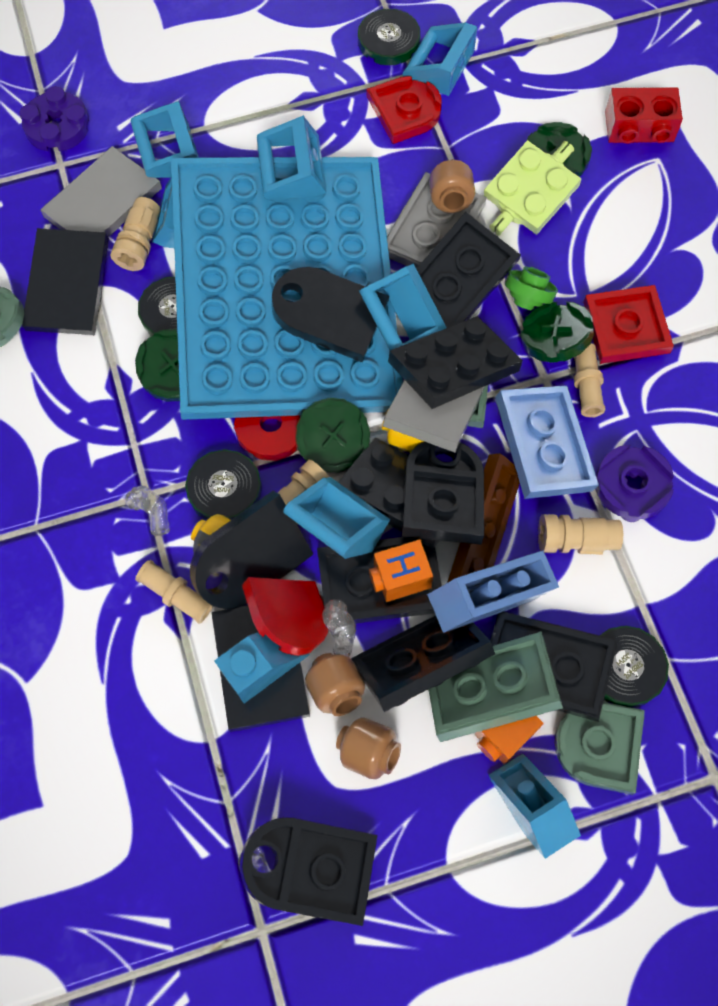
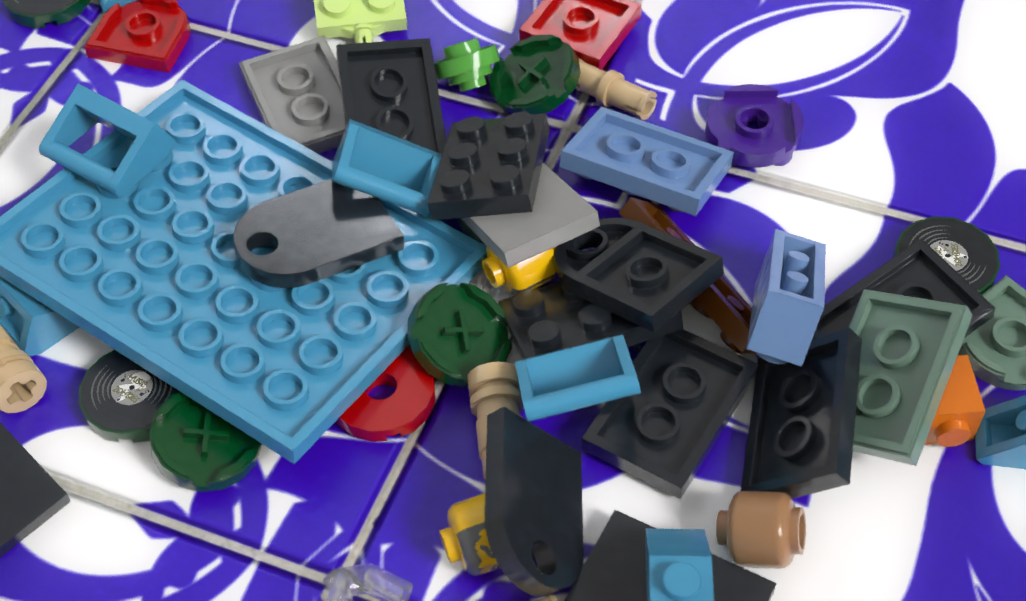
camera: 50 degrees left, 15 degrees down
(223, 484) = (409, 488): black tile -> none
(287, 613) = (641, 512): red tile -> none
(340, 625) = (701, 472): clear arm -> none
(368, 748) = (867, 546): medium nougat head -> none
(401, 571) = (690, 364): orange brick -> none
(452, 186) = (289, 43): medium nougat head -> none
(582, 534) = (770, 204): tan axle -> none

